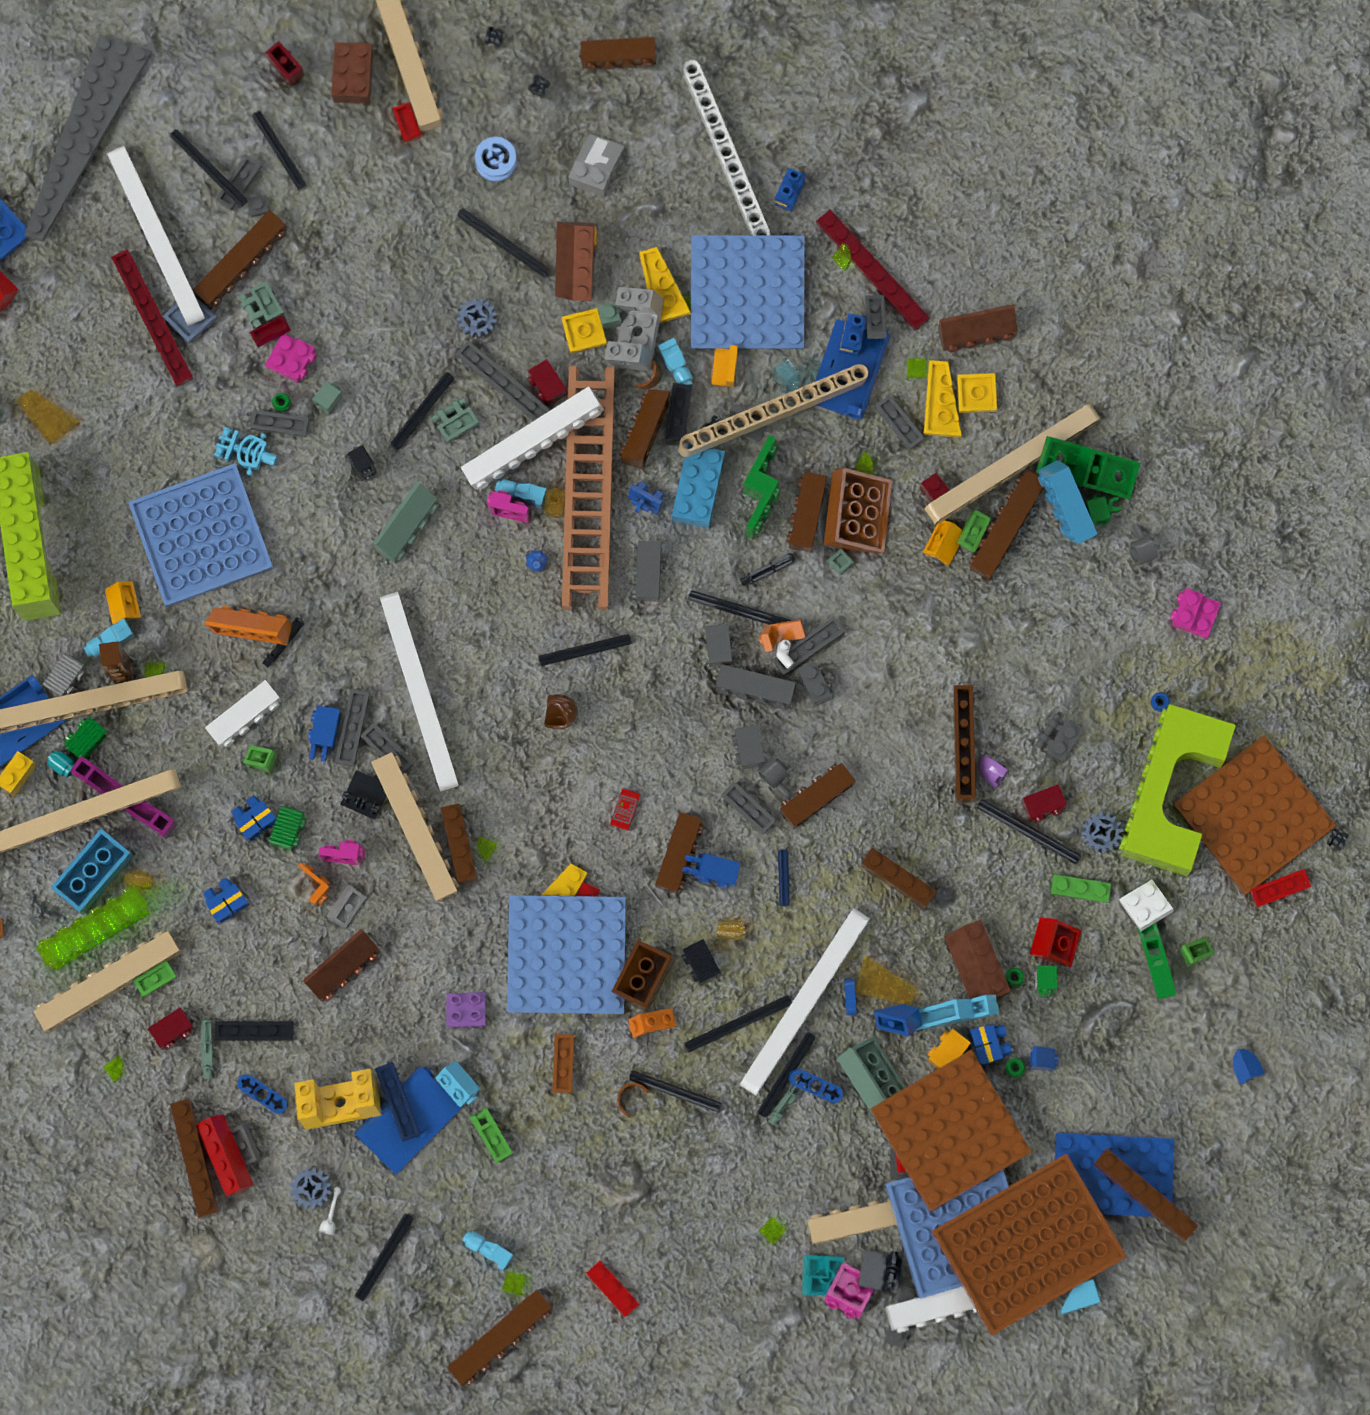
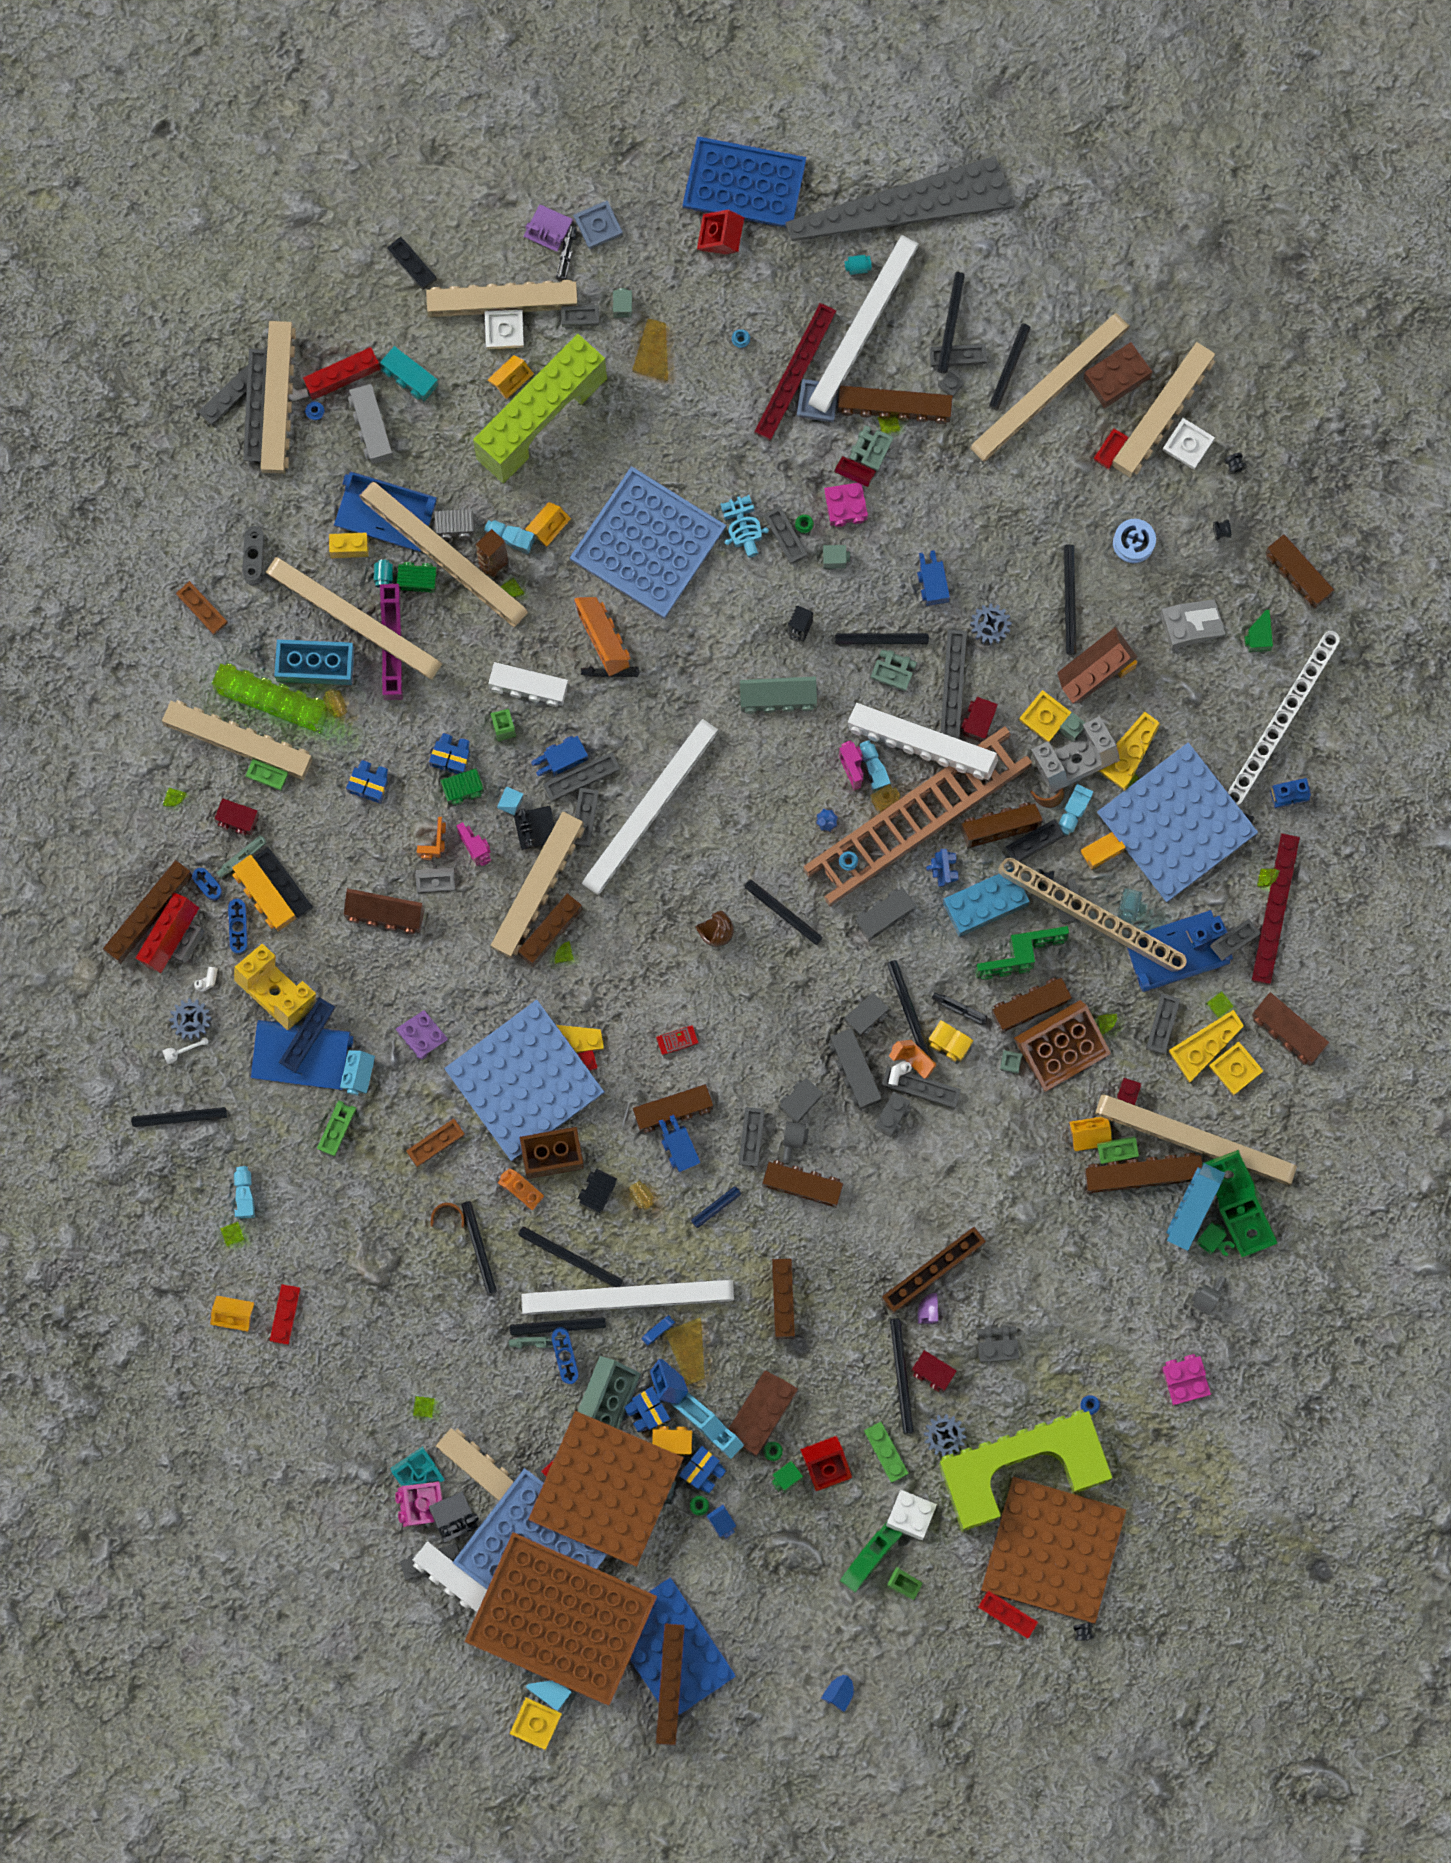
camera: 50 degrees right, 0 degrees up
(86, 336) = (740, 333): none -> dark azure plate
(103, 204) = (858, 264): none -> teal brick
(207, 1089) = (210, 881): none -> blue beam
(251, 1052) = (264, 893): none -> light orange brick
(253, 278) = (889, 425): none -> clear neon green tile
(284, 63) = (1083, 316): dark red brick -> none
(289, 1153) = (207, 982): none -> white arm
(320, 132) = (1049, 387): none -> tan beam
(328, 798) = (510, 800): none -> medium azure slope
(406, 335) = (933, 580): none -> blue hinge
(450, 60) = (1188, 443): none -> white plate
(499, 1338) = (180, 1254): reddish brown brick -> none
(579, 1331) = (231, 1313): none -> light orange panel
(582, 561) = (850, 855): none -> dark azure plate
(646, 119) = (1260, 634): none -> green slope
(789, 596) = (950, 1041): none -> yellow brick
(917, 1055) = (651, 1418): none -> blue hips
(1096, 1327) = (535, 1723): none -> yellow plate

